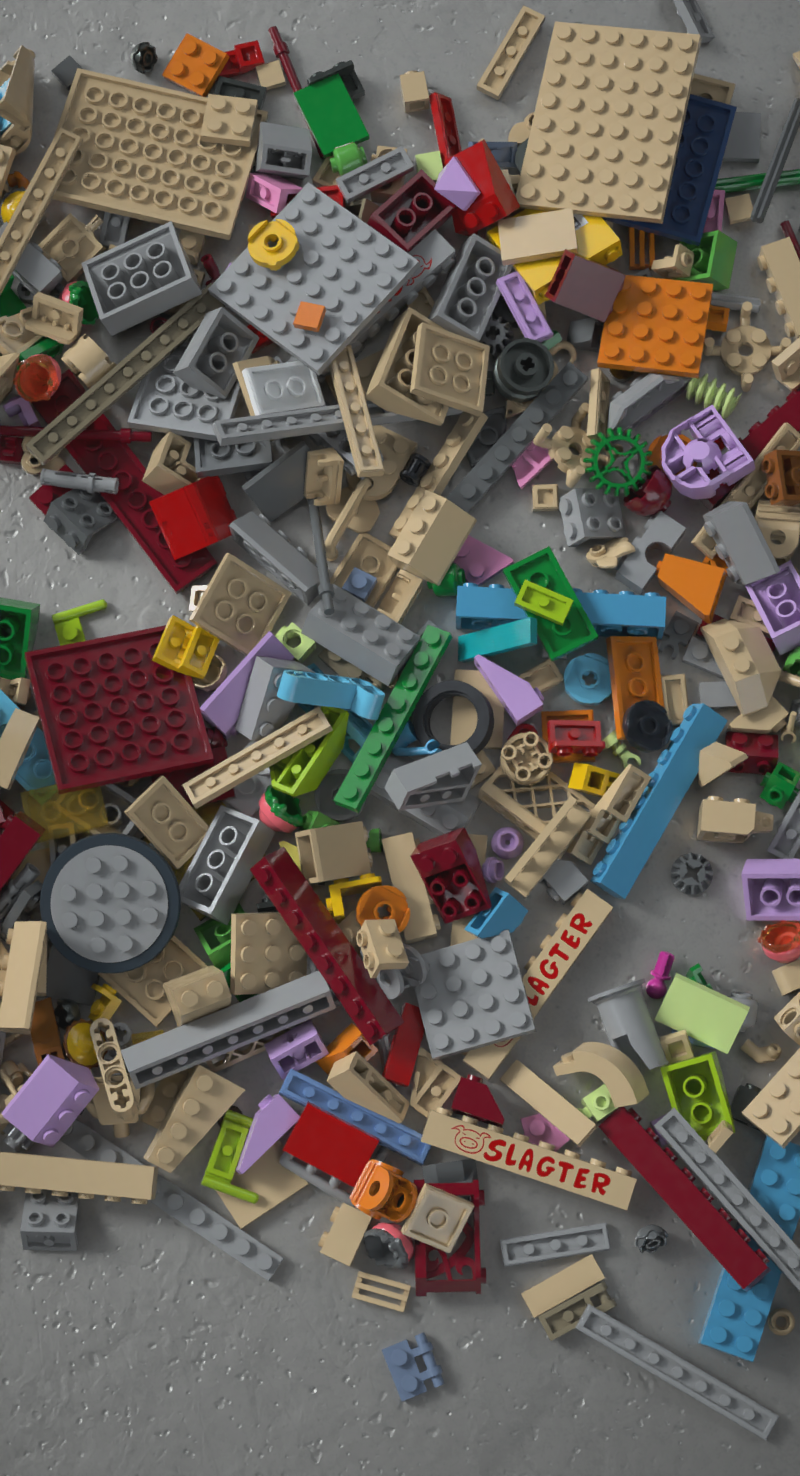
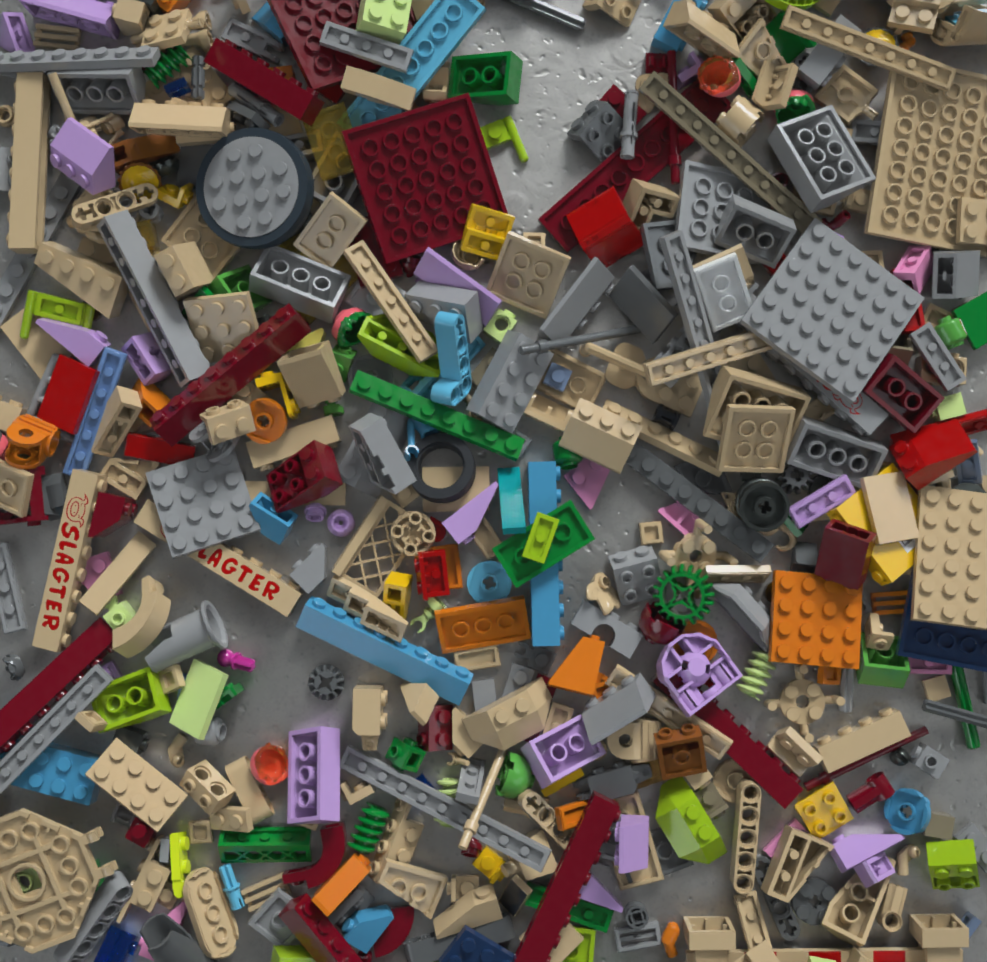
camera: 80 degrees right, 10 degrees up
(275, 256) = (851, 278): yellow plate -> none
(309, 316) = (791, 308): orange tile -> none
(324, 476) = (649, 336): tan hinge -> none
(457, 185) = (932, 430): lavender slope -> none
(547, 847) = (331, 557): tan fence -> none
(647, 726) = (447, 636): black tile -> none

